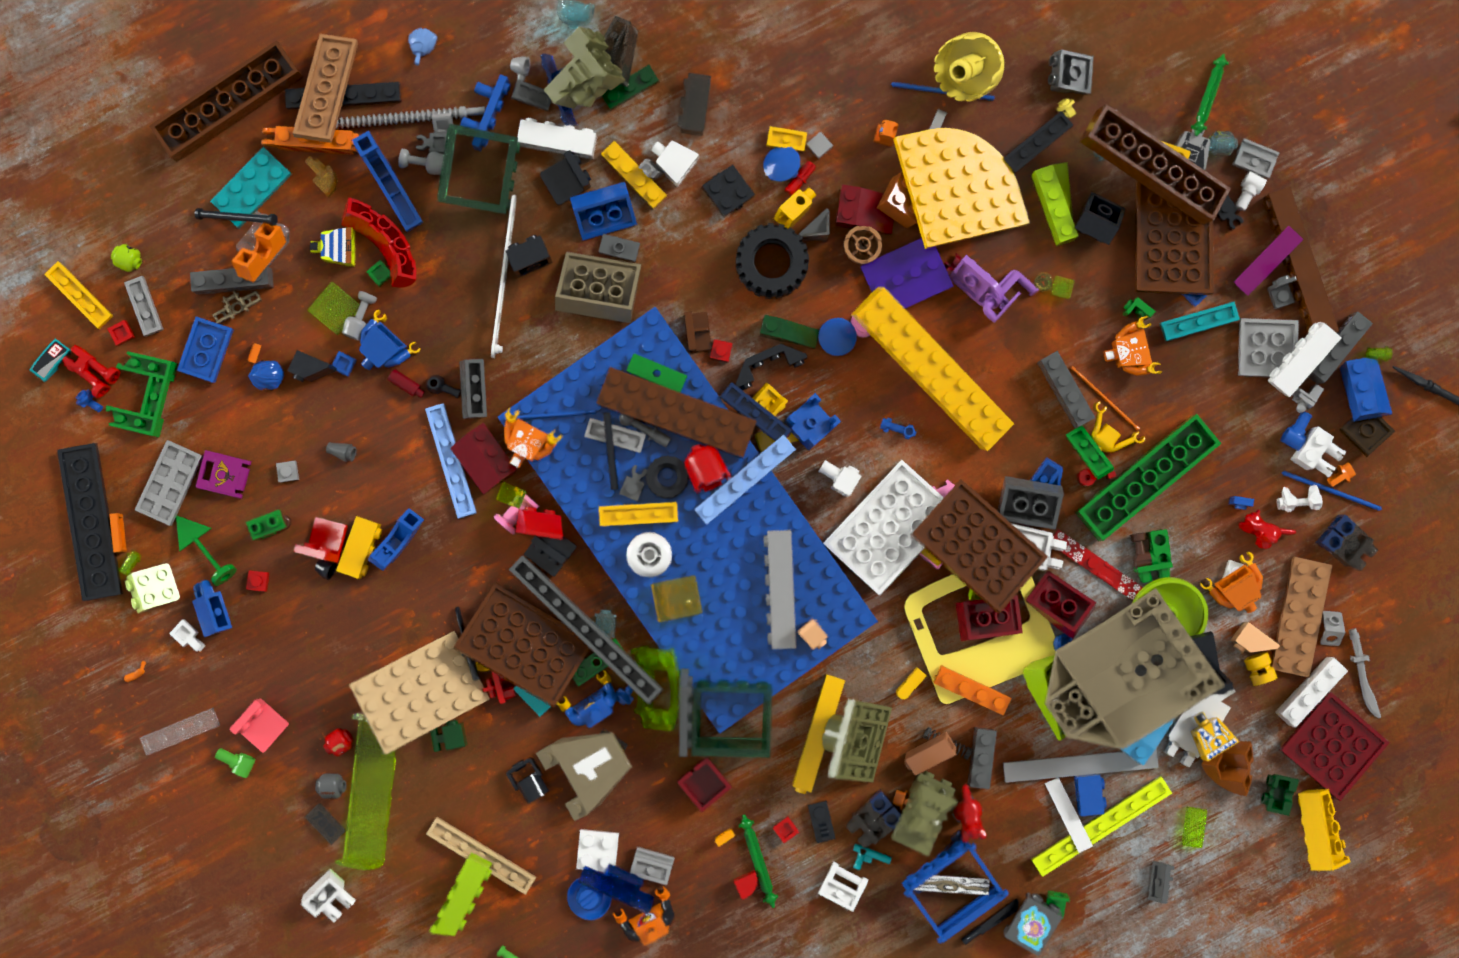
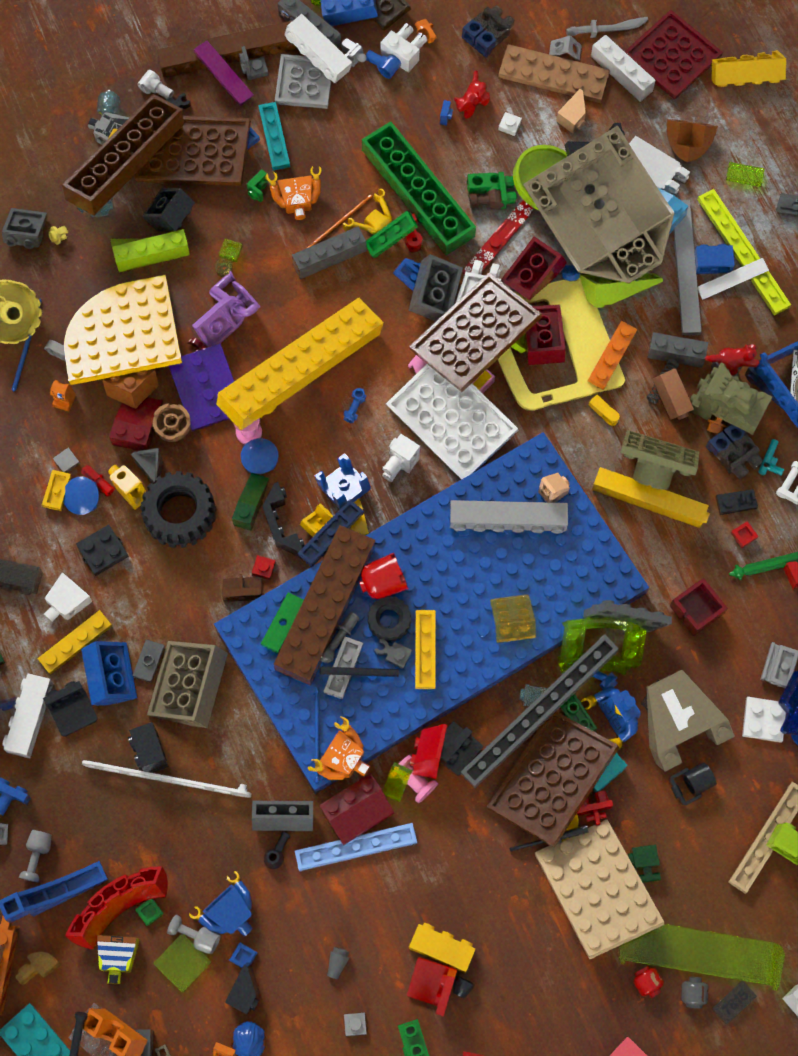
camera: 80 degrees left, 15 degrees down
(397, 540) = (435, 905): blue arch -> none
(405, 383) = (270, 889): dark red cylinder -> none
(435, 143) = (16, 842): dark grey plate -> none
(510, 167) = (45, 822): clear green windscreen -> none
(649, 554) = (467, 639): white hat -> none
(650, 169) = (72, 623): light grey plate -> none
(724, 837) = (751, 592): light orange tile -> none
(732, 745) = (663, 565): clear green windscreen -> none
(745, 479) = (396, 543): light blue plate -> none
(1038, 142) = (87, 261): black plate -> none
(1209, 95) = (62, 111): green wheel -> none
(1211, 736) = (662, 150): torso -> none
(1239, 588) = (525, 118): orange torso -> none
(1256, 158) = (126, 78): light grey plate -> none
(1257, 662) = (600, 107): yellow wheel -> none
(1279, 794) = (714, 100): dark green cylinder -> none
(1289, 501) = (448, 74): white piece -> none
(1333, 491) = (439, 41): blue axle -> none

